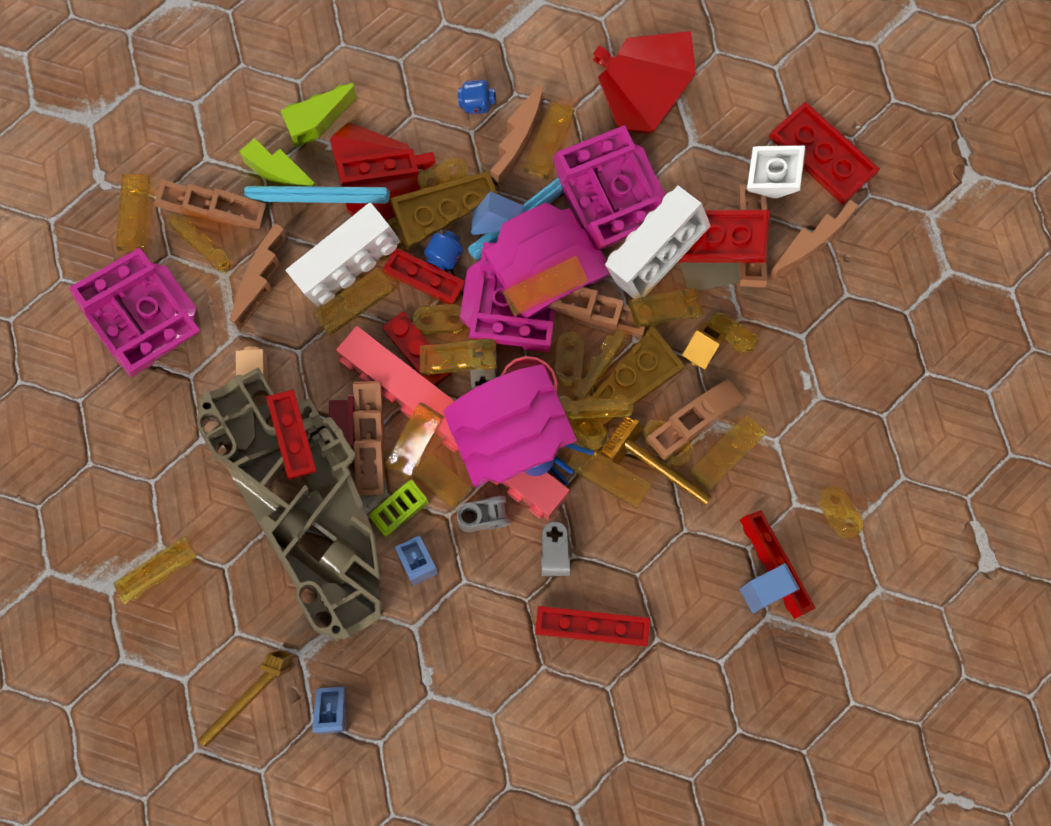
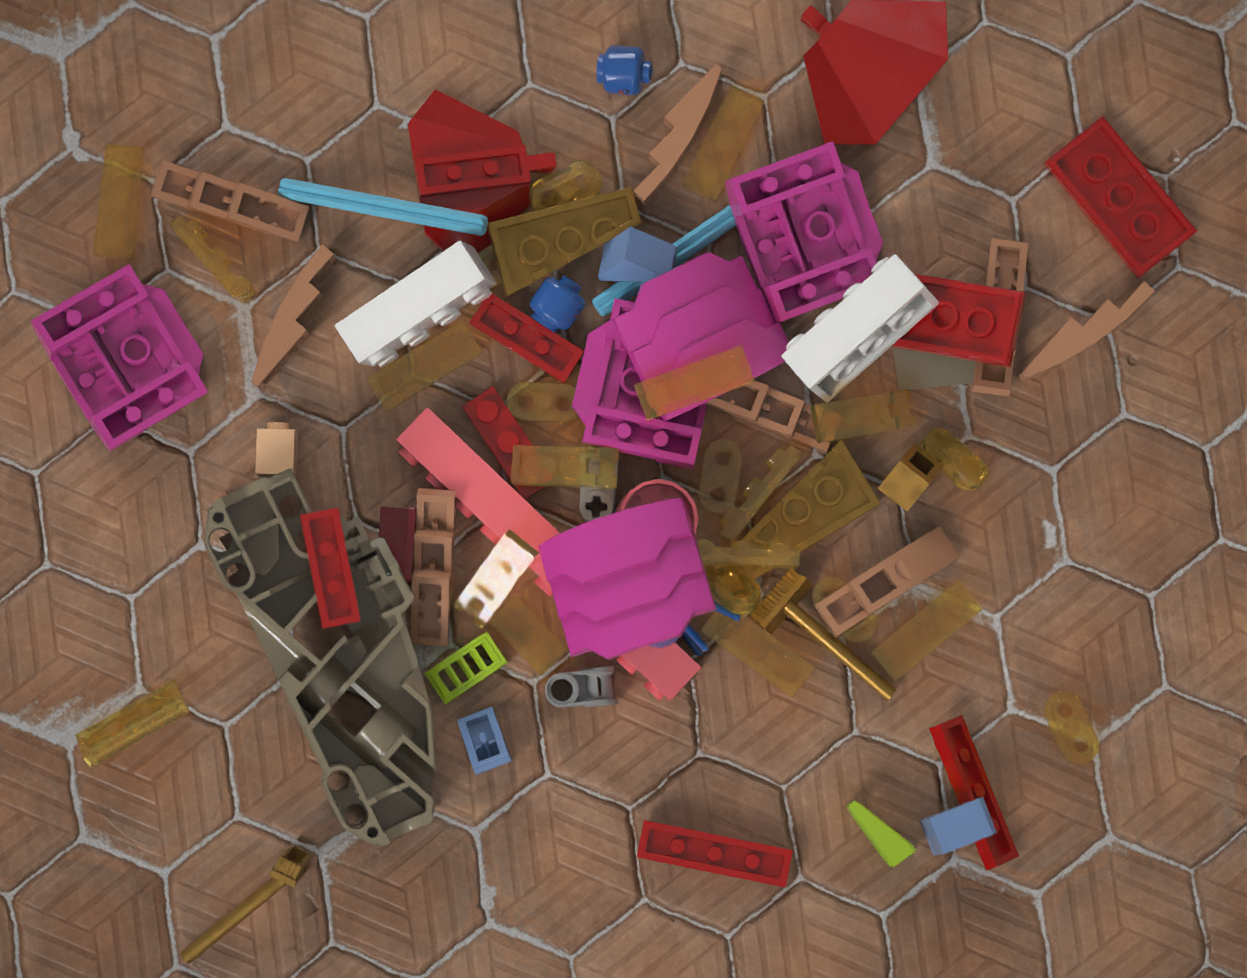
camera: 10 degrees right, 10 degrees up
(274, 168) = (328, 155): lime slope -> none
(313, 117) = (384, 81): lime slope -> none
(330, 711) = (356, 933): medium blue slope -> none
(555, 555) = (672, 753): light grey piece -> none
(715, 603) = (886, 841): none -> lime slope
(776, 170) = (1045, 223): white slope -> none

